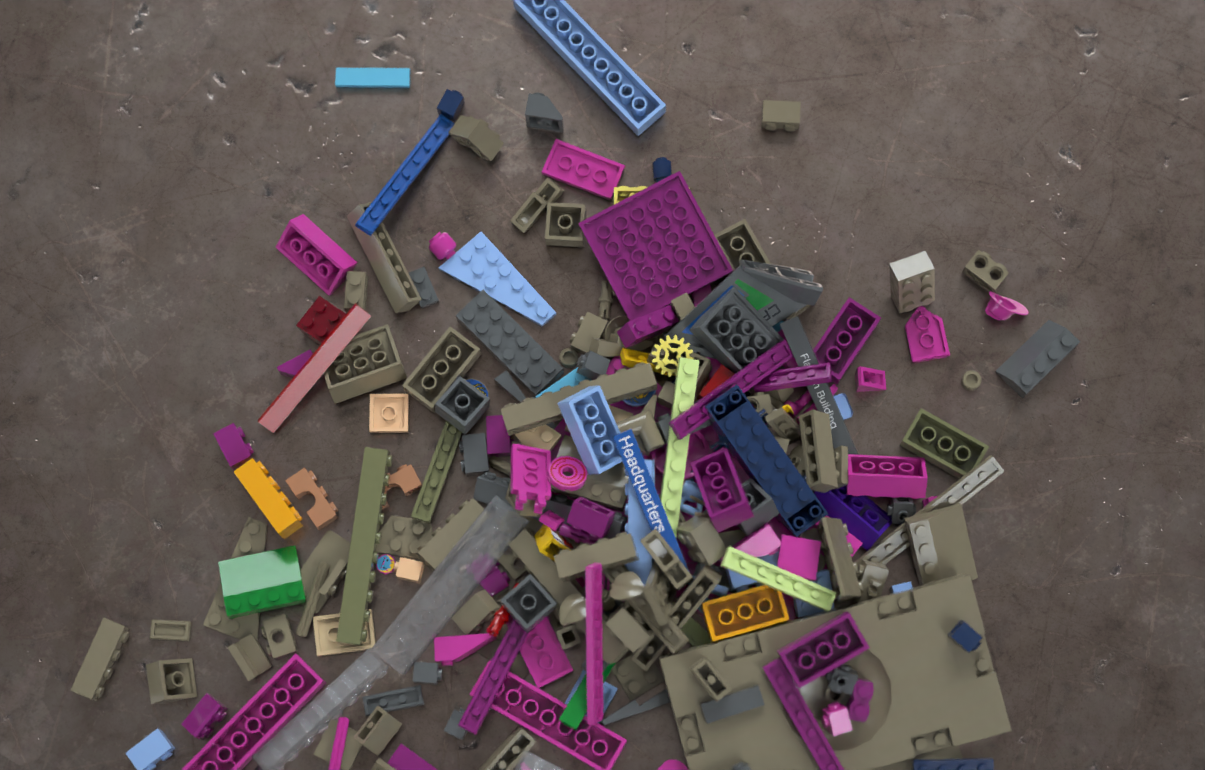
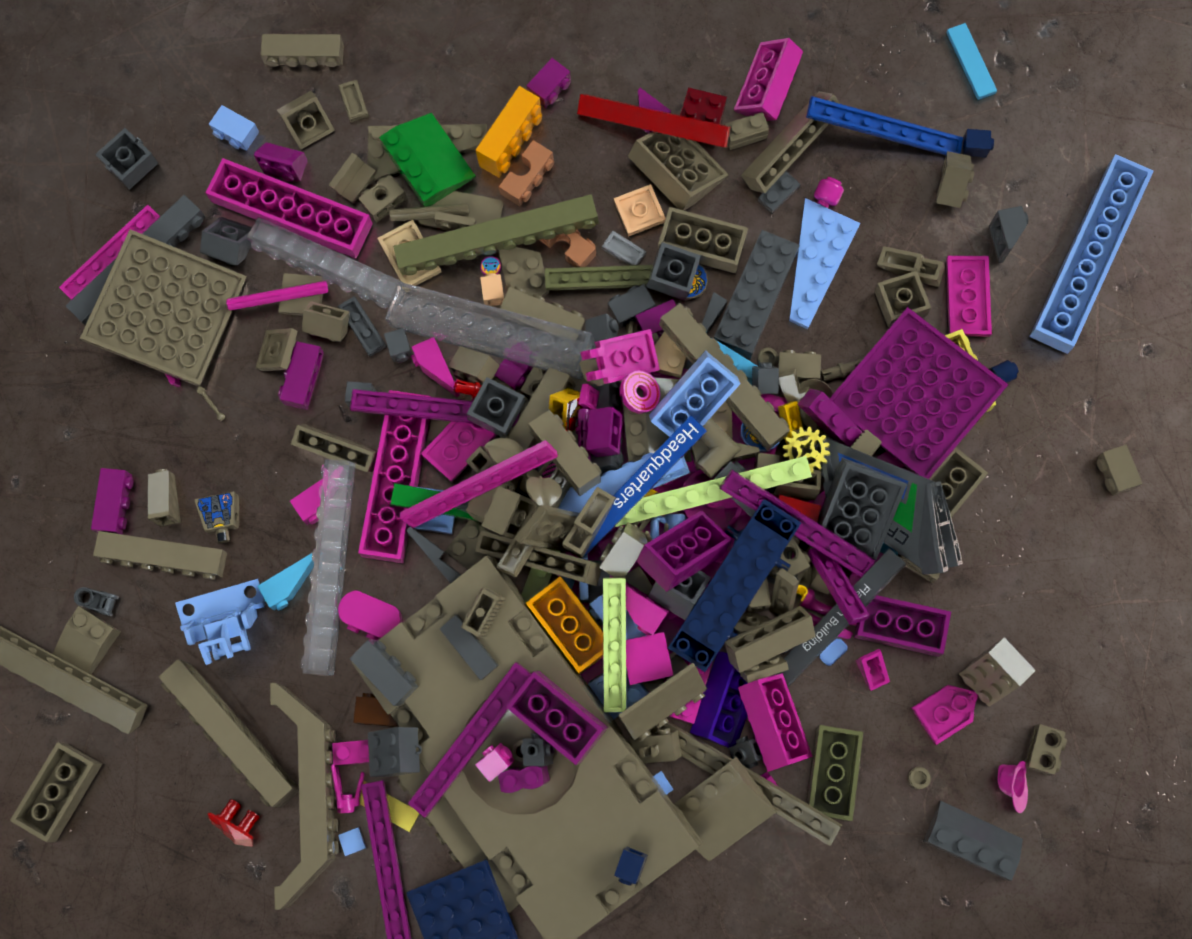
camera: 70 degrees right, 0 degrees up
(419, 441) = (623, 249): none -> light grey tile

